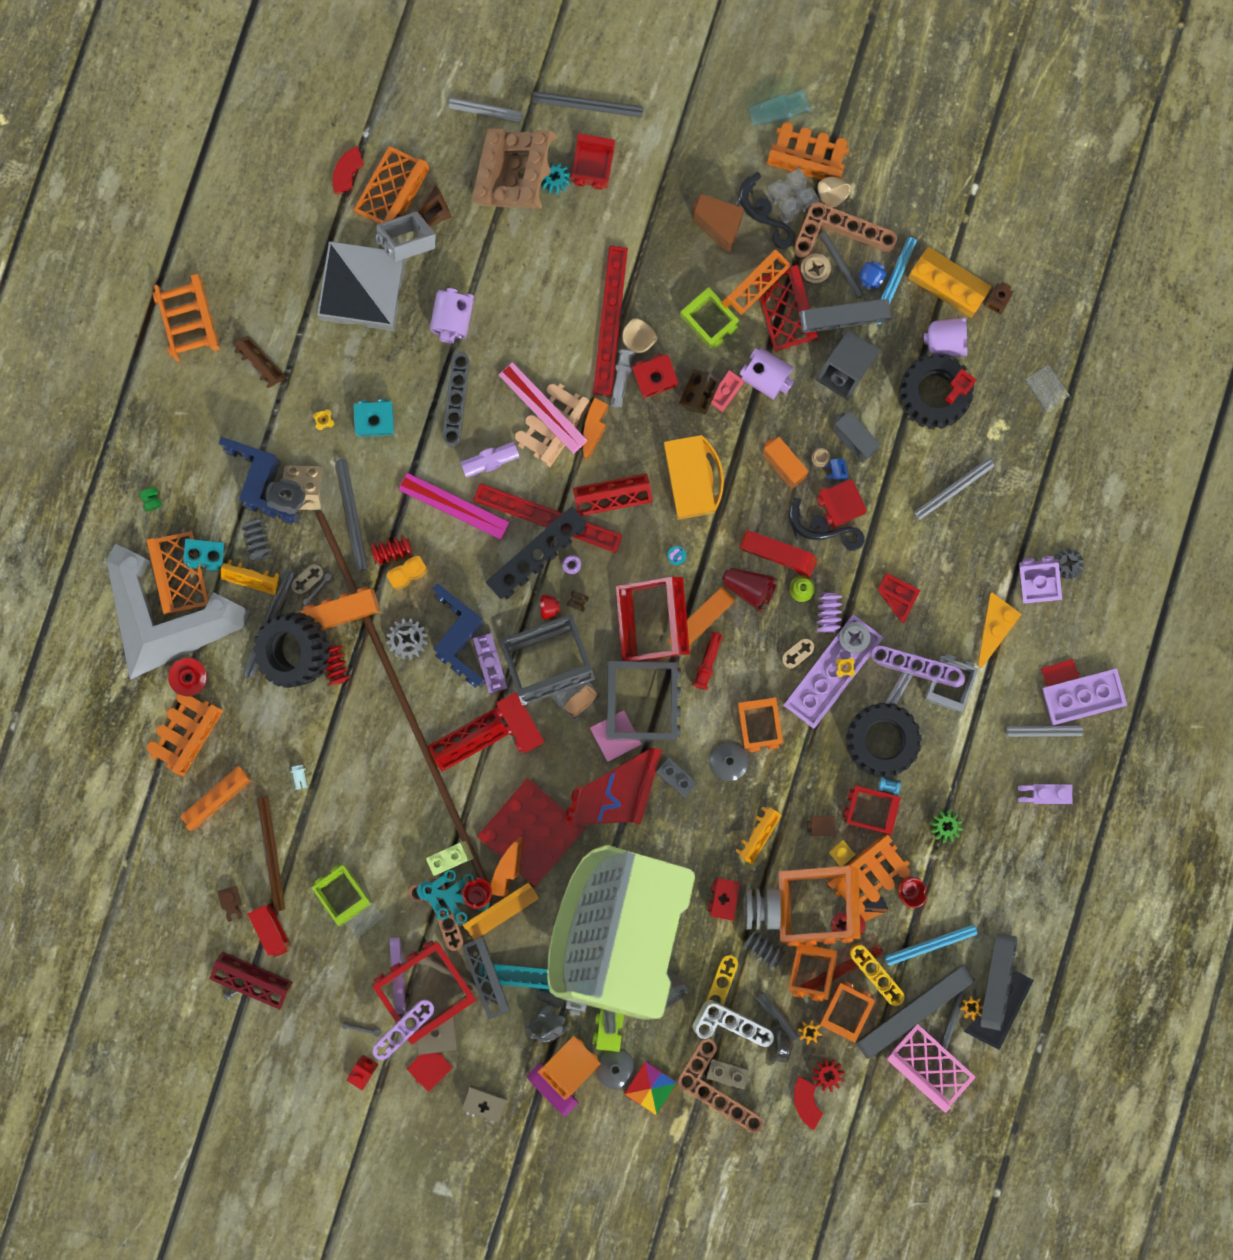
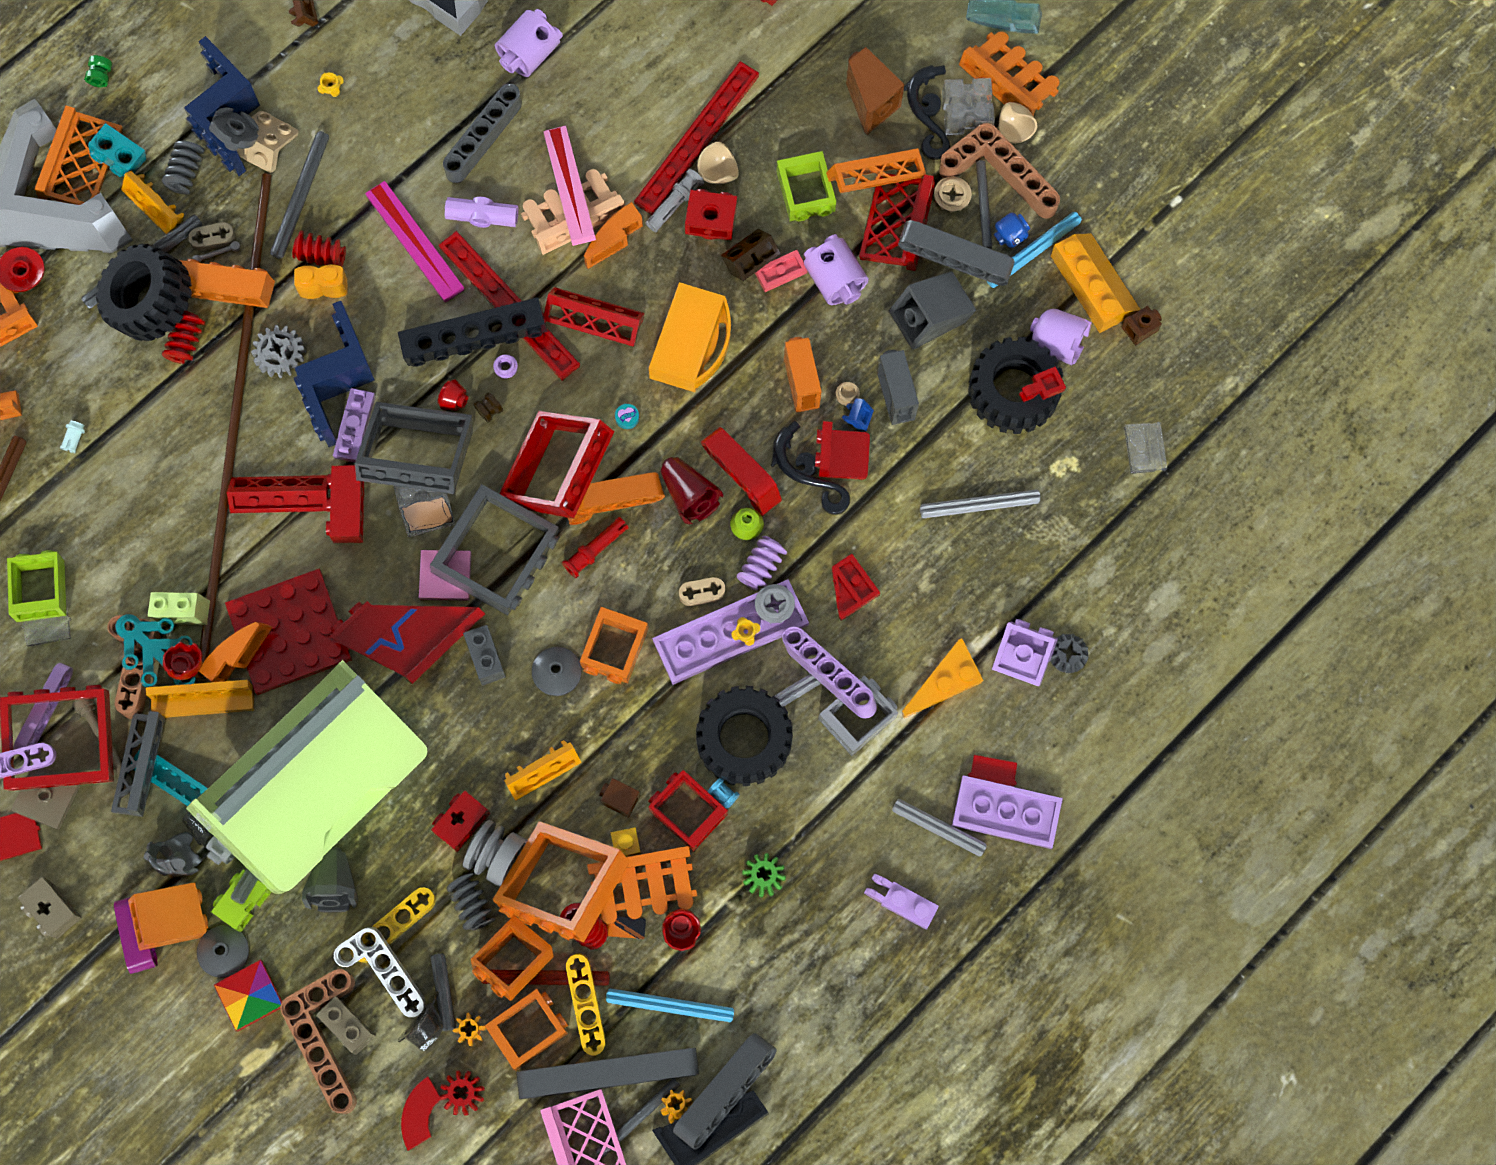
camera: 25 degrees right, 10 degrees down
(365, 411) = (377, 96): teal brick -> none

